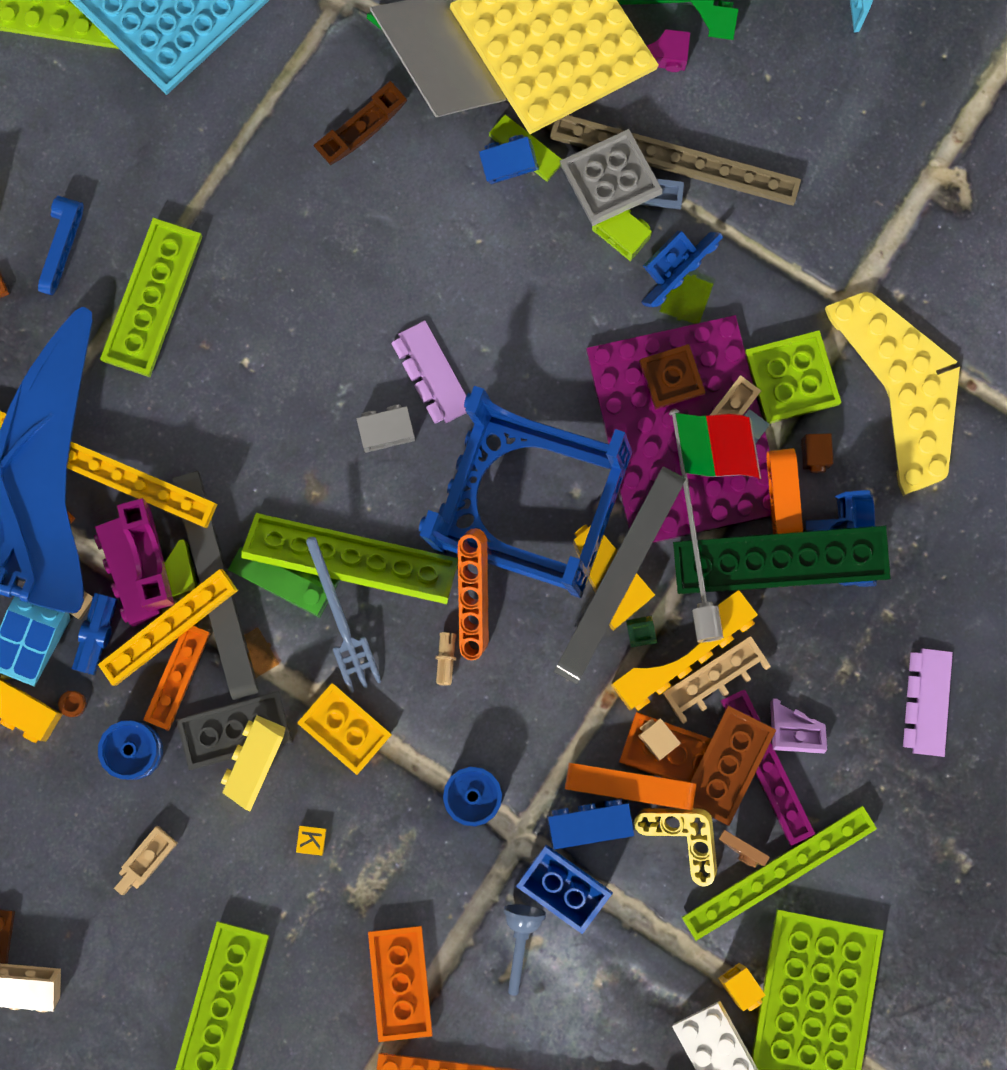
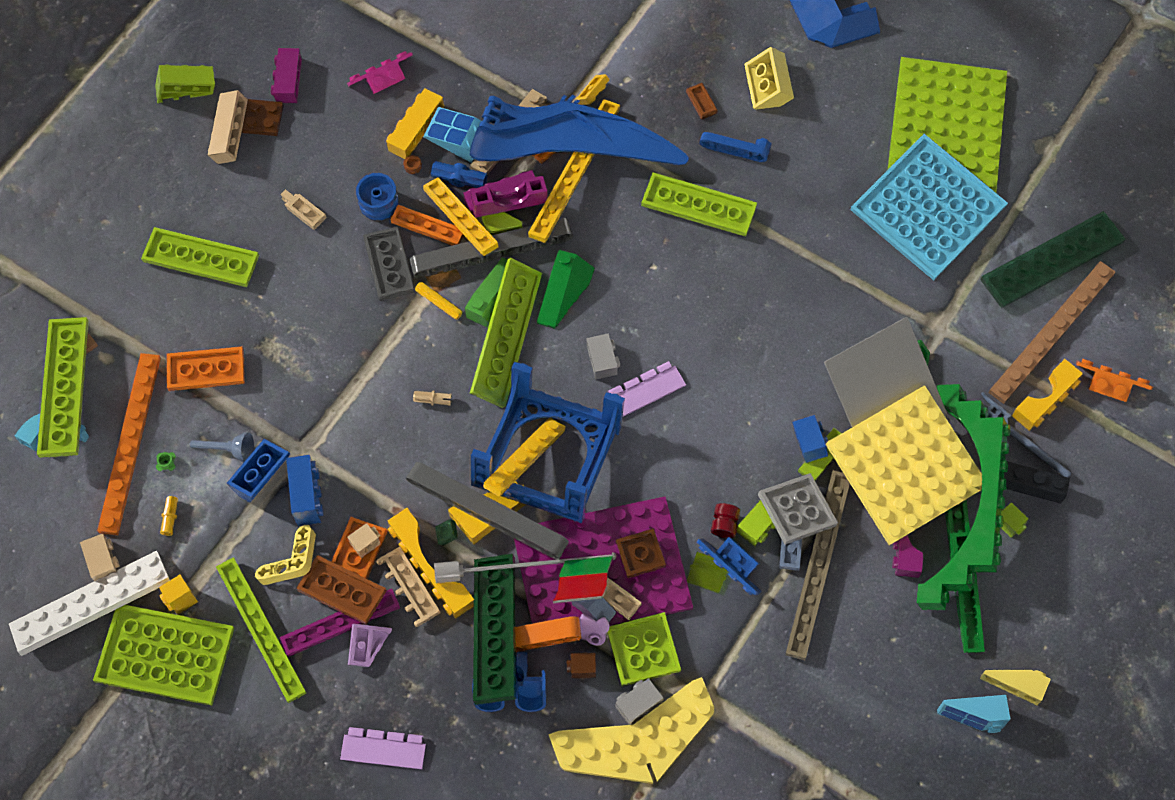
camera: 95 degrees right, 15 degrees down
(252, 761) = (364, 270): light yellow slope -> none
(272, 478) = (566, 283): none -> green wedge
(296, 656) = (438, 300): none -> yellow axle
(311, 840) = (309, 312): yellow tile -> none
(344, 729) = (385, 331): yellow plate -> none
(349, 643) = (445, 331): sand blue piece -> none
(362, 125) = (825, 331): reddish brown slope -> none
(467, 605) = (475, 408): orange beam -> none
(474, 812) = (331, 412): blue wheel -> none
(536, 1034) = (161, 457): none -> bright green plate
(543, 526) = (524, 457): none -> yellow plate
(621, 1014) = (169, 516): none -> yellow axle
(622, 271) = (725, 520): none -> dark red wheel
(630, 786) = (330, 520): orange beam -> none
(748, 854) = (278, 598): medium nougat wing -> none
(776, 435) = (593, 630): none -> lavender plate
(861, 382) = (638, 701): none -> light grey brick

